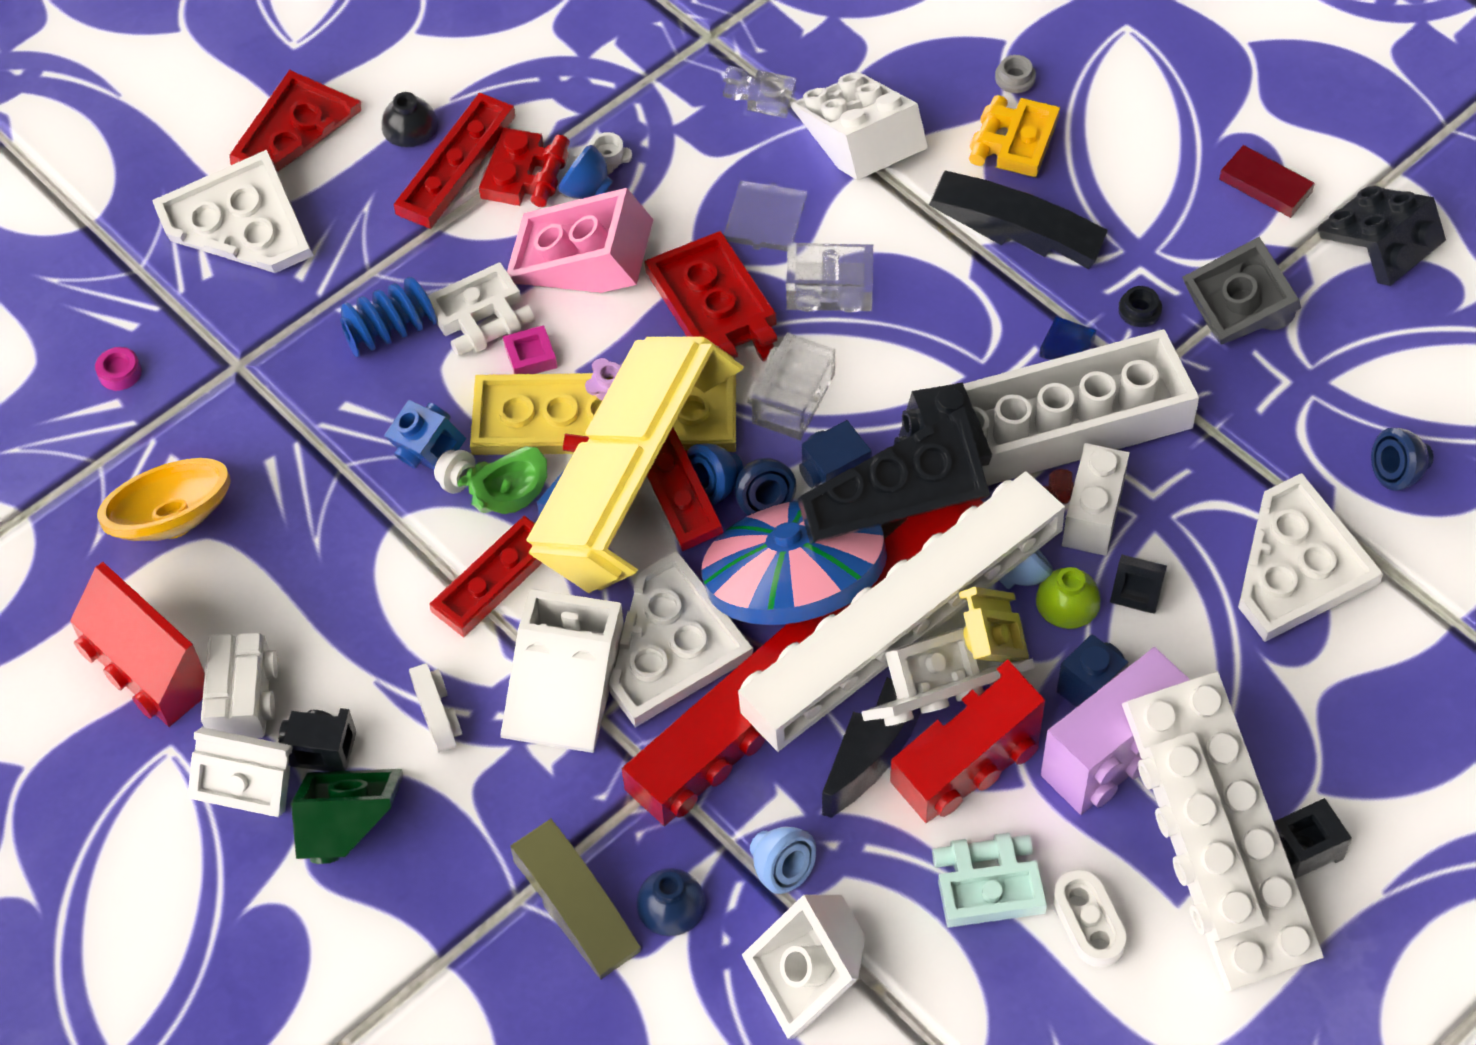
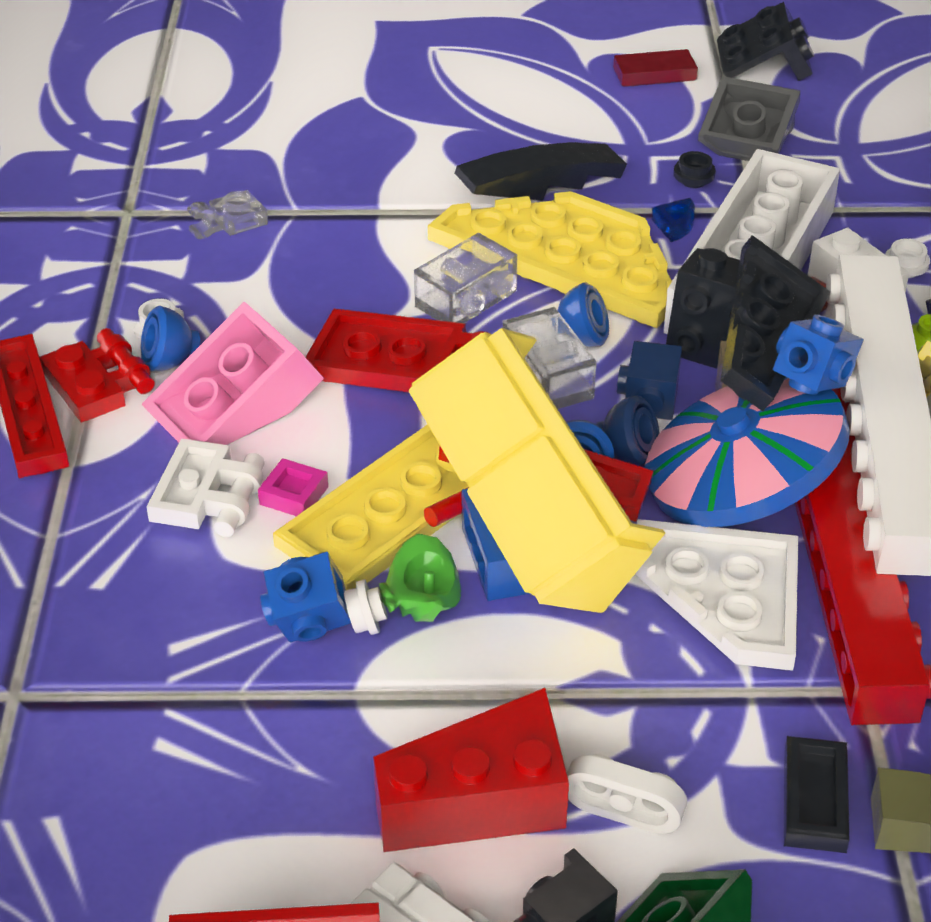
camera: 50 degrees left, 15 degrees down
(165, 500) = (119, 839): yellow dish -> none
(372, 625) = (475, 779): none -> red wedge
(386, 314) = (130, 543): blue piece -> none
(487, 580) = (506, 647): red tile -> none
(552, 795) = (816, 794): none -> black tile
(562, 670) = (688, 668): white slope -> none
(598, 384) = (406, 449): lavender plate -> none
(765, 215) = (347, 284): clear piece -> none
(862, 124) = (343, 183): white slope -> none
(863, 372) = (586, 314): none -> blue brick
(868, 533) = (817, 354): none -> blue brick
(944, 298) = (569, 245): none -> light yellow plate
(1015, 74) = (404, 103): light grey plate -> none
(1027, 136) = (468, 130): yellow plate -> none
(1175, 504) = (911, 256): none -> white plate

